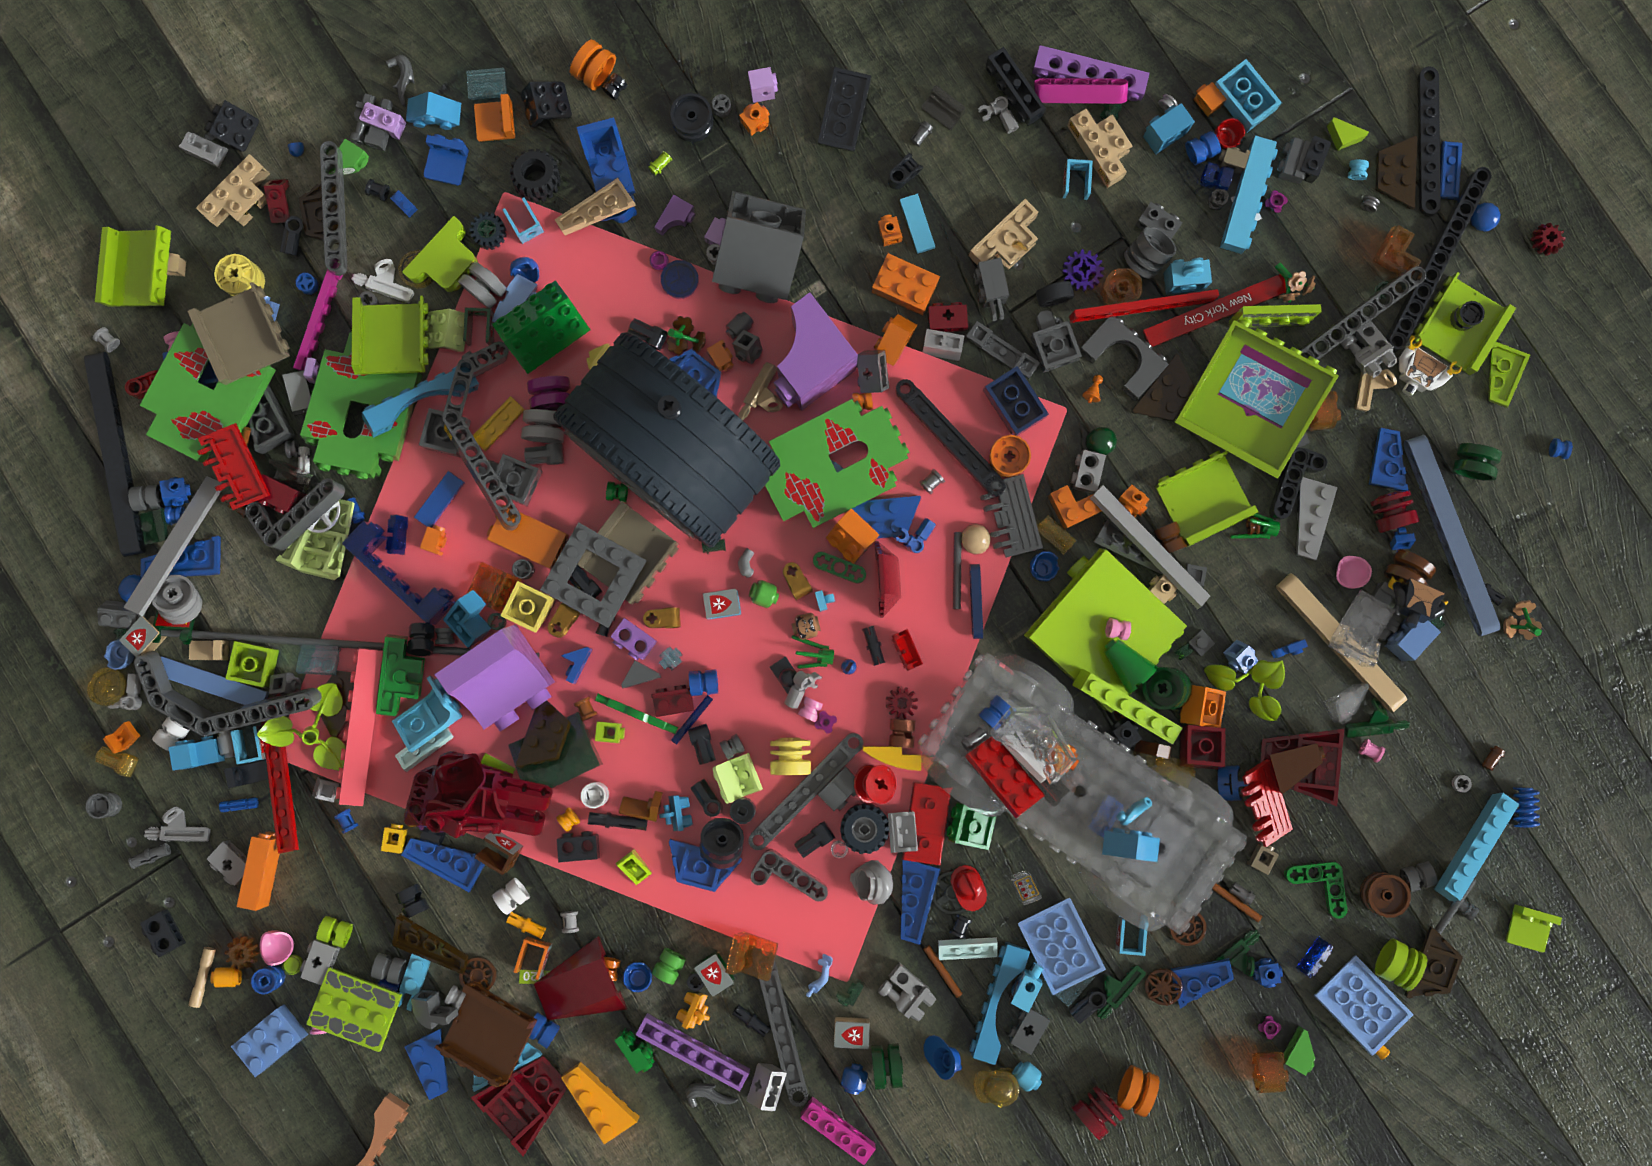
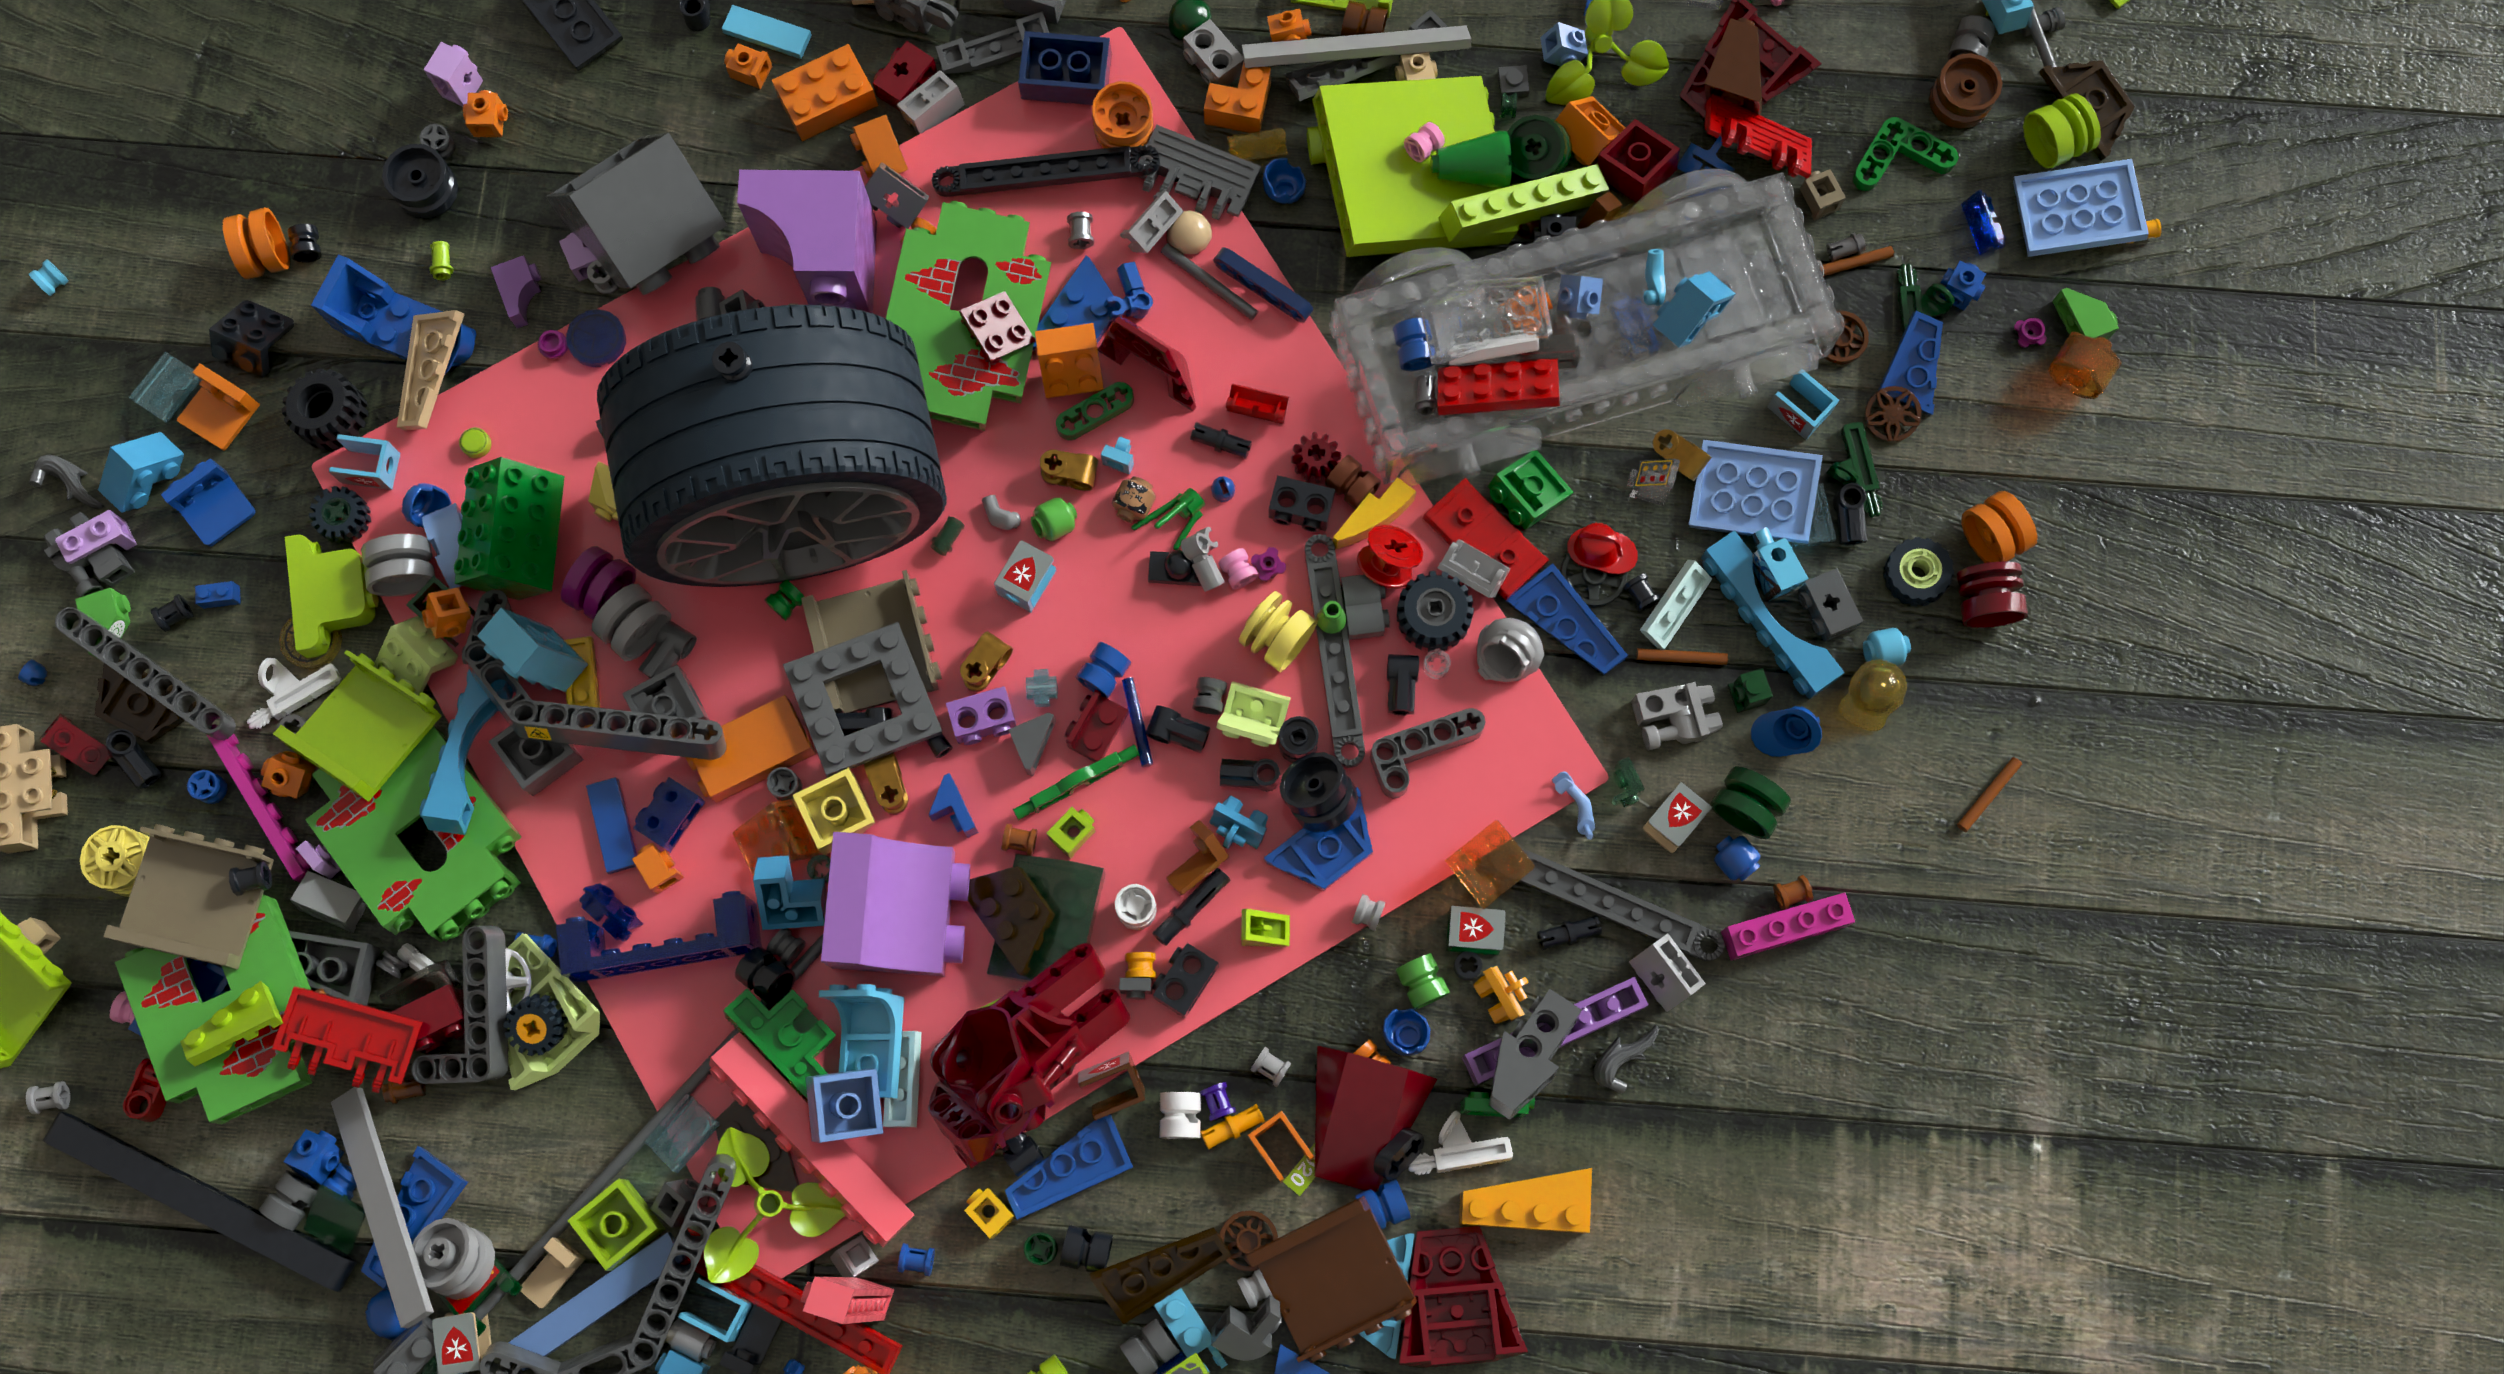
camera: 50 degrees left, 10 degrees down
(197, 408) = (238, 1020): none -> lime wing
(269, 355) = (250, 878): none -> black bush
(286, 817) = (846, 1299): none -> coral brick
(317, 553) = (547, 1022): none -> black wheel
(340, 318) = (287, 774): none -> orange brick
(384, 733) = (844, 1105): none -> medium blue brick
(393, 879) = (1036, 1248): none -> dark green wheel
(464, 523) = (668, 814): none -> clear blue brick
(478, 331) = (446, 613): none -> orange brick
(488, 392) = (531, 650): none -> medium azure brick
(532, 908) = (1225, 1107): none -> dark purple bush
(554, 826) = (1135, 987): none -> dark grey plate
(573, 1019) = (1398, 1154): none -> black beam
(578, 265) = (475, 442): none -> lime piece
(599, 1047) = (1460, 1152): none -> white piece
(648, 1058) = (1520, 1077): none -> dark grey brick
(682, 913) = (1368, 912): none -> light grey wheel
(814, 774) = (1330, 623): none -> bright green cone
(837, 488) = (996, 327): none -> hinge
(858, 1120) = (1793, 892): none -> dark orange bush
(874, 713) = (1304, 496): none -> black brick
(949, 1021) = (1750, 690): none -> dark green brick
(964, 518) = (1153, 223): none -> light grey hinge
(1052, 894) = (1691, 456): none -> pearl gold piece
(1089, 1074) = (1927, 556): none -> black wheel
(1092, 779) = (1579, 295): none -> medium blue brick

